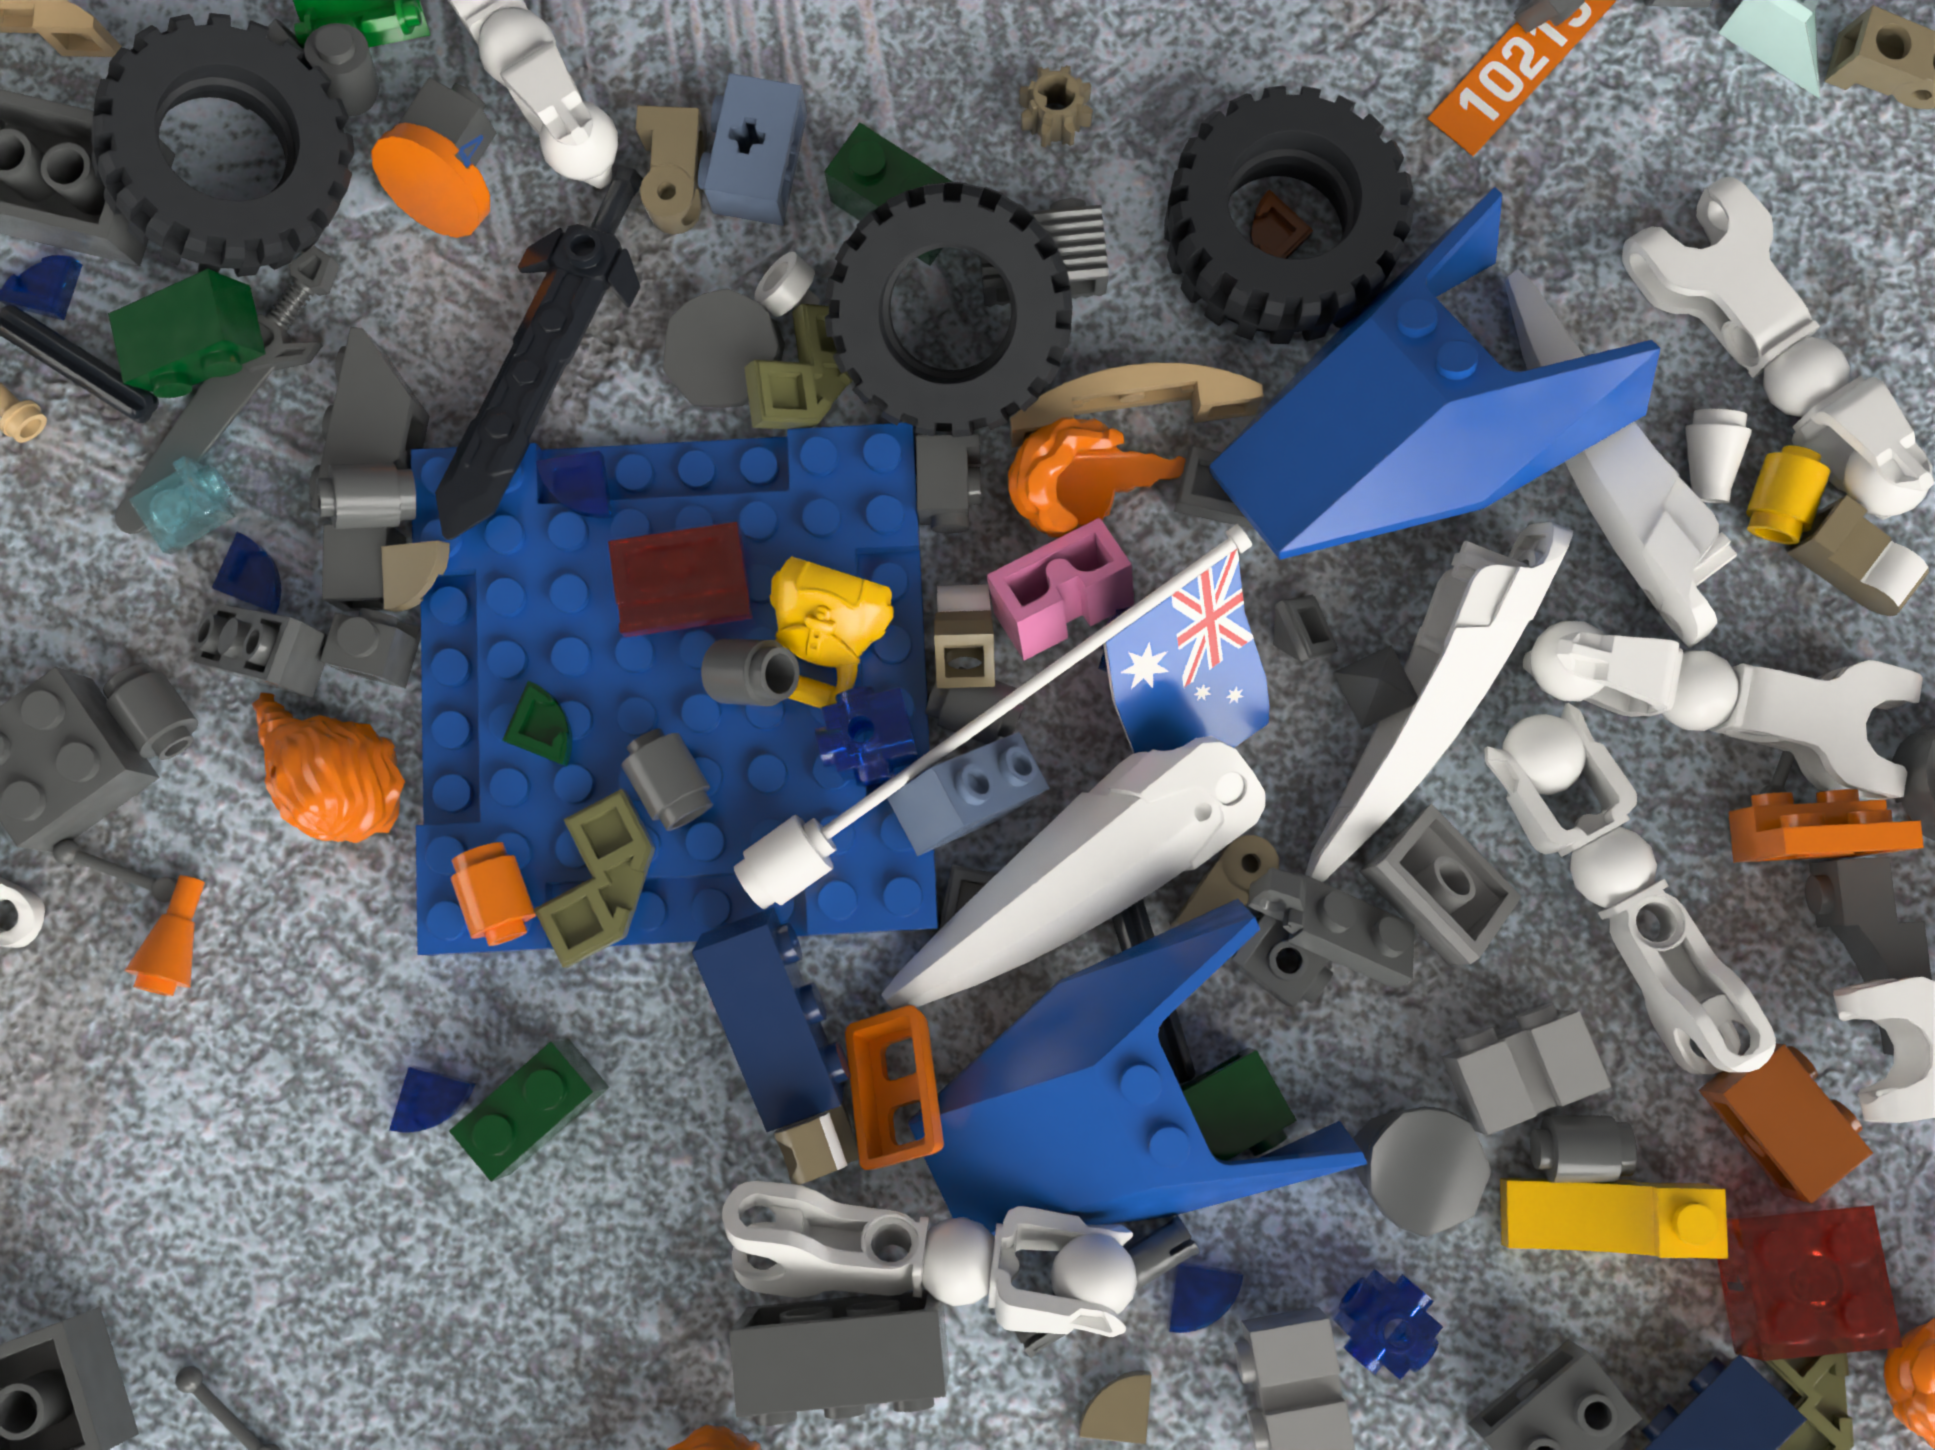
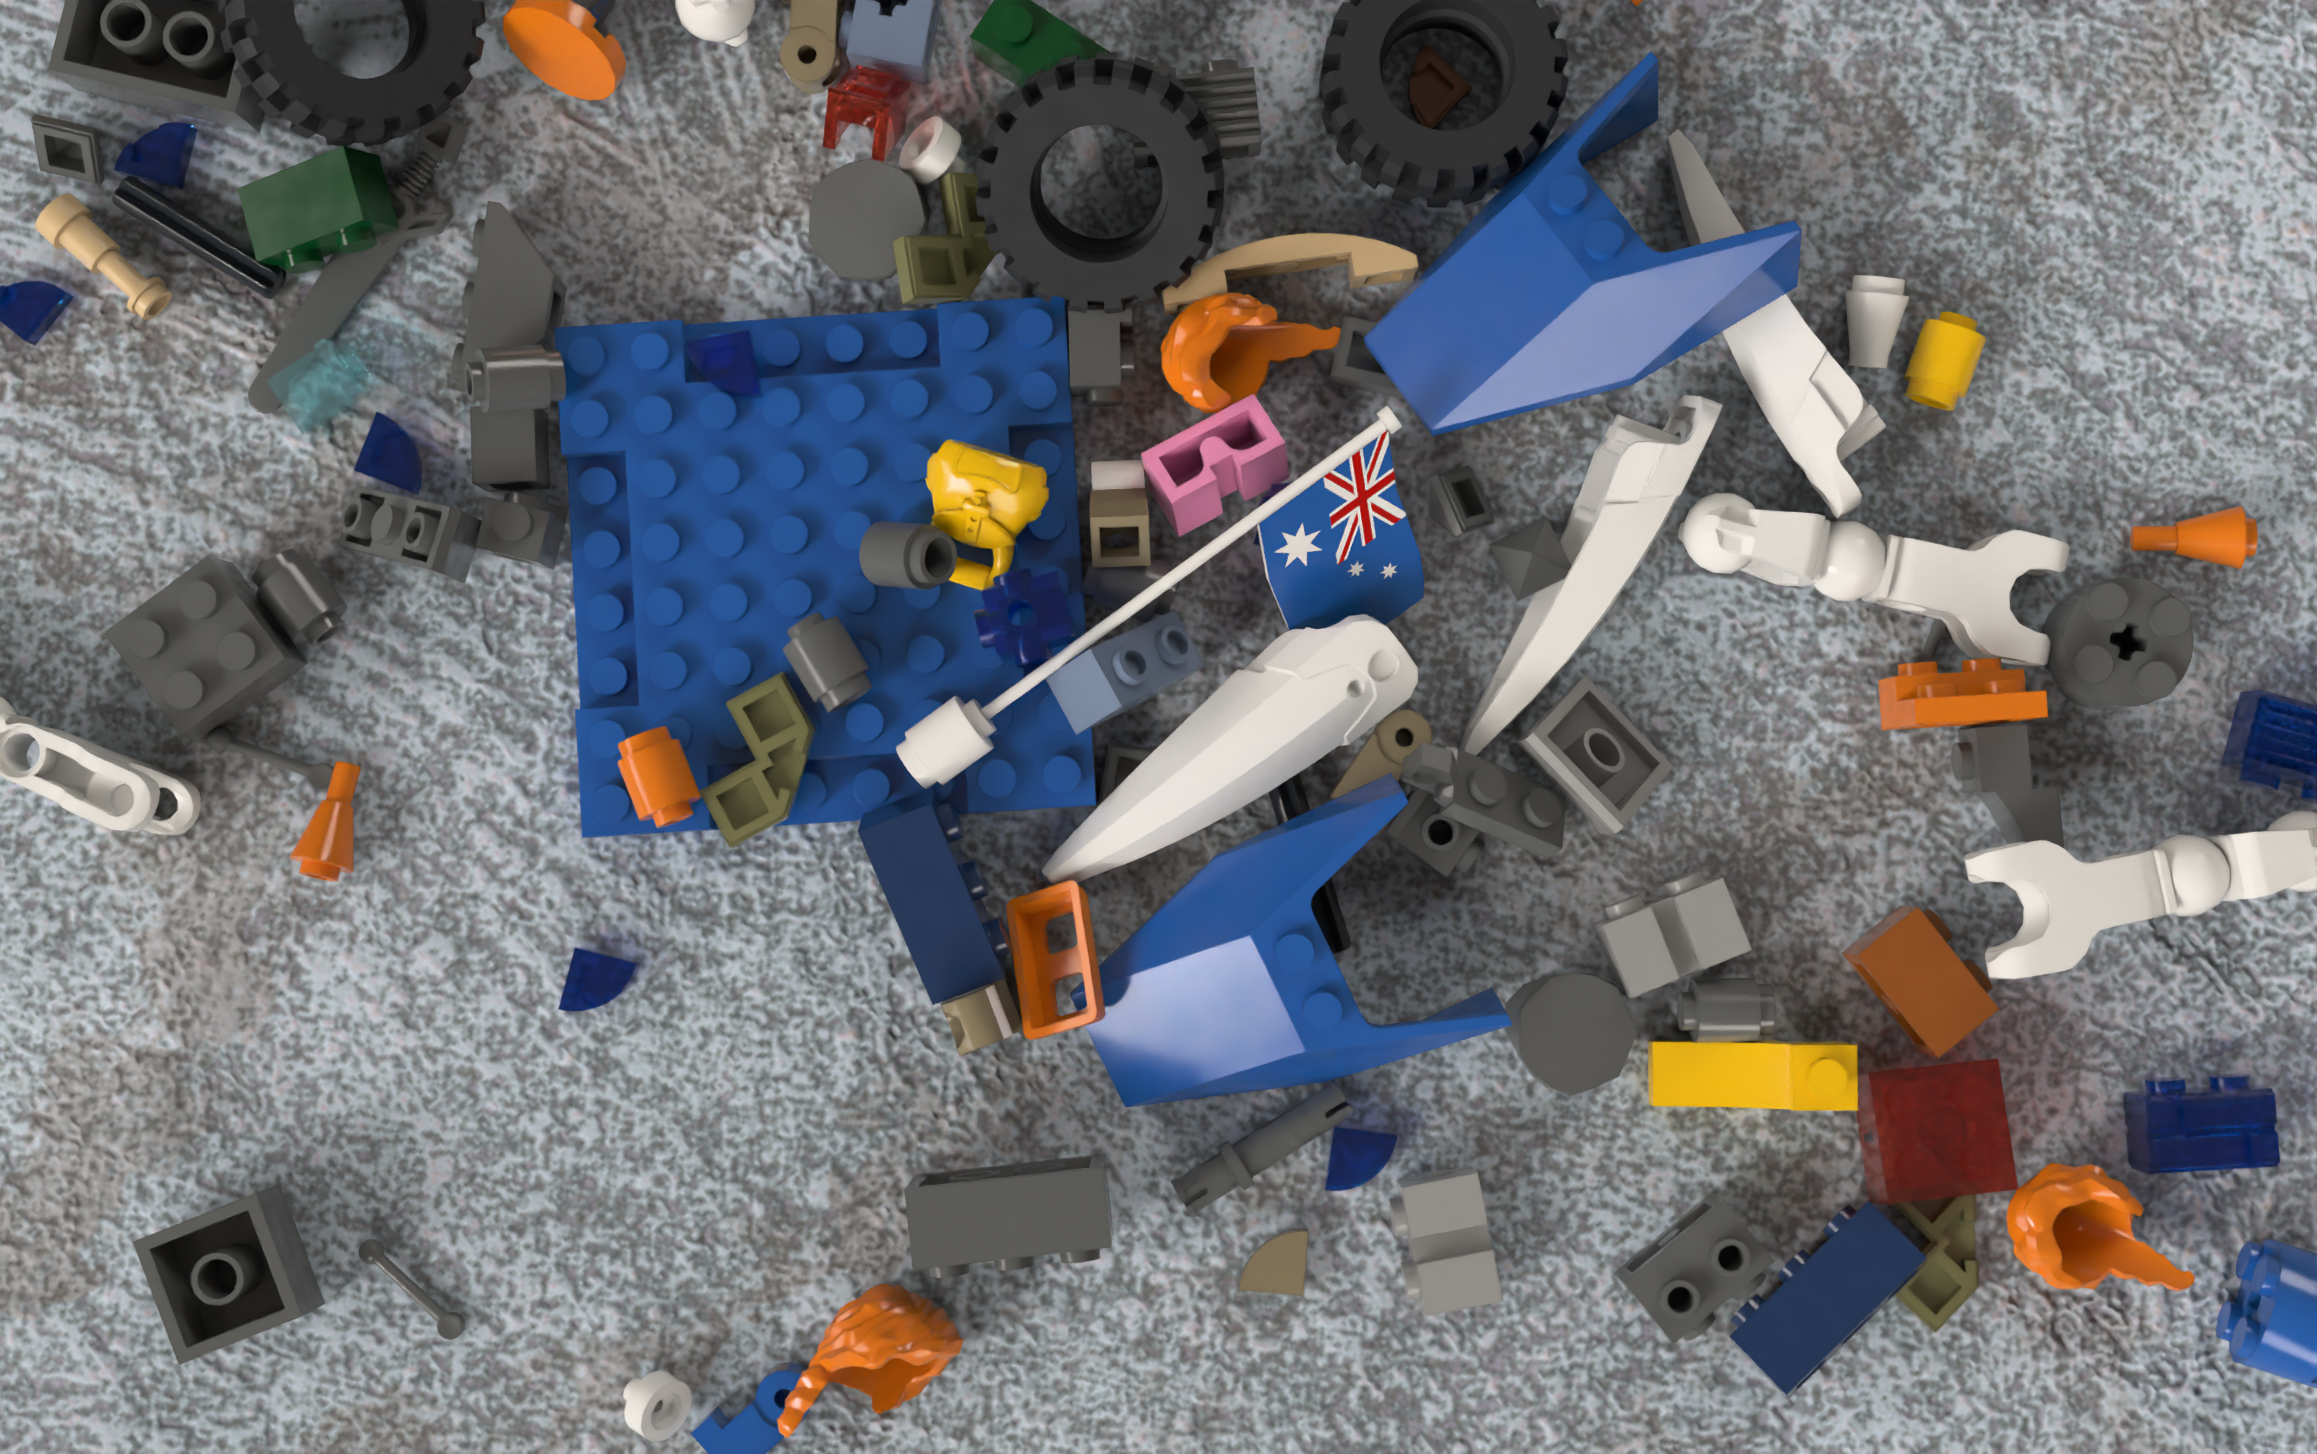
camera: 10 degrees left, 5 degrees up
(328, 773) = (483, 657): orange hair -> none
(411, 571) = (561, 455): dark tan tile -> none
(529, 1109) = (698, 986): dark green brick -> none
(540, 726) = (698, 609): dark green tile -> none
(579, 272) = (719, 136): black sword -> none
(680, 579) = (834, 461): clear red plate -> none
(725, 237) = (869, 100): none -> clear red window
(957, 1261) = (1121, 1124): white piece -> none
(1238, 1106) = (1392, 974): dark green brick -> none
(1367, 1311) = (1516, 1163): clear blue brick -> none
(1679, 974) = (1764, 743): white piece -> none
(1770, 331) = (1931, 197): white piece -> none
(1860, 558) = (2014, 425): dark tan leg -> none

